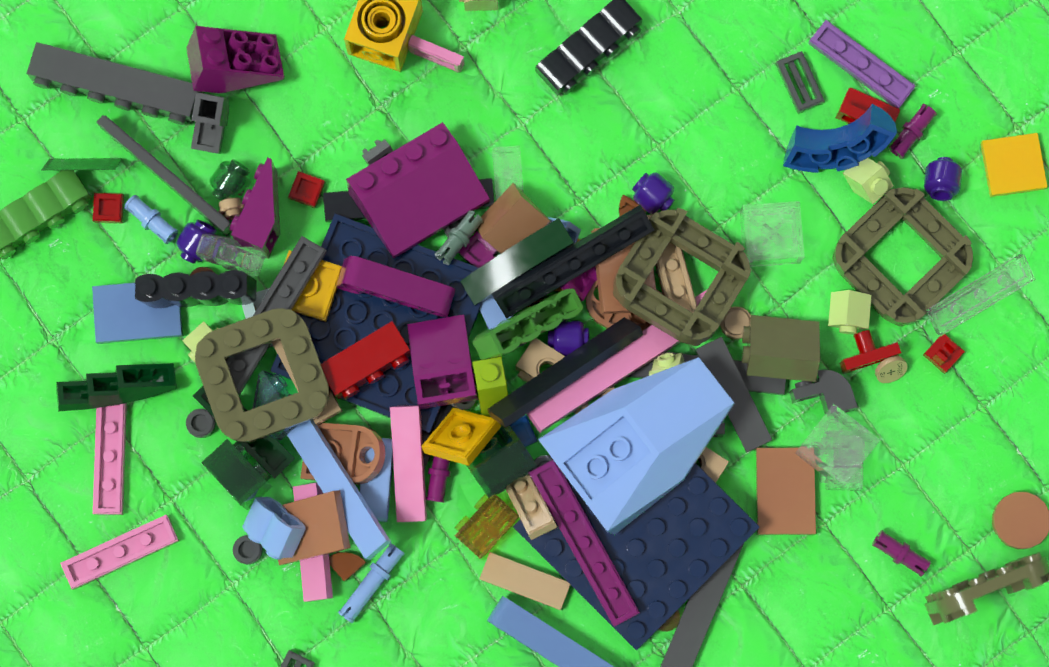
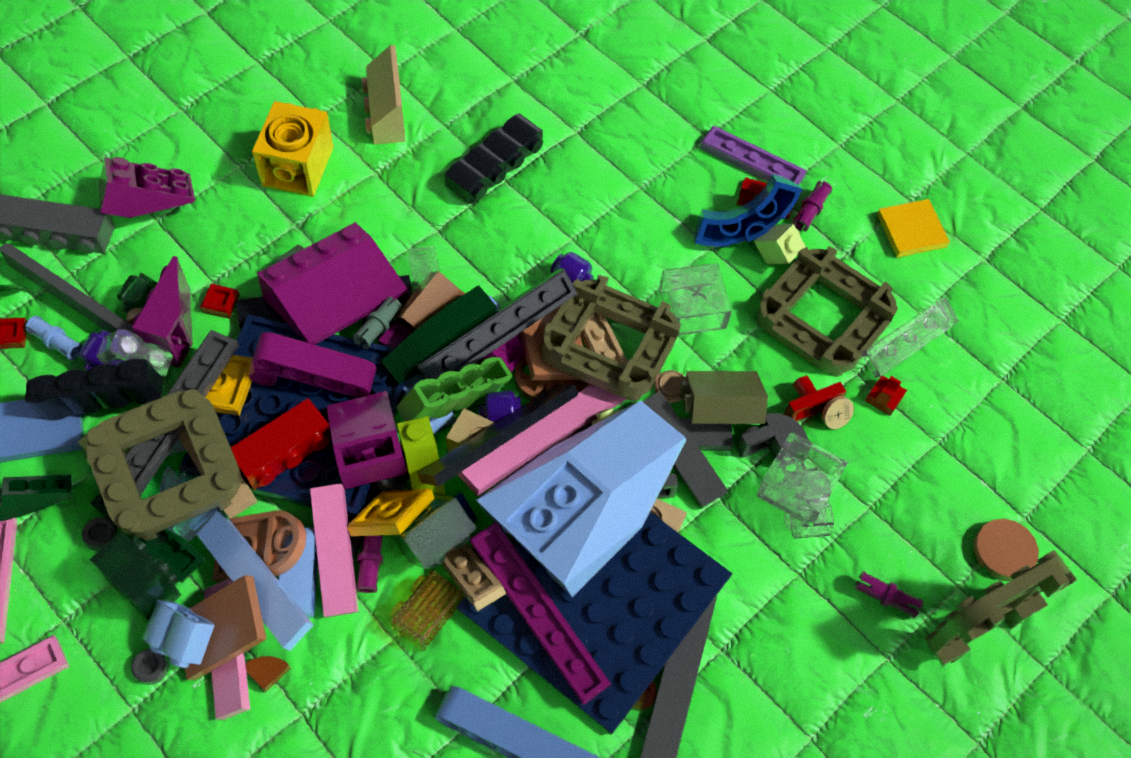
camera: 10 degrees left, 20 degrees down
(210, 119) = (121, 241): dark grey brick -> none
(372, 581) = (304, 676): light blue pin -> none
(436, 54) = (347, 174): bright pink tile -> none
(524, 581) = (475, 668): tan tile -> none
(780, 64) = (694, 179): dark grey tile -> none
(784, 493) = (751, 544): nougat tile -> none
(849, 311) = (785, 359): yellowish green brick -> none
(943, 179) = (850, 240): dark purple head -> none

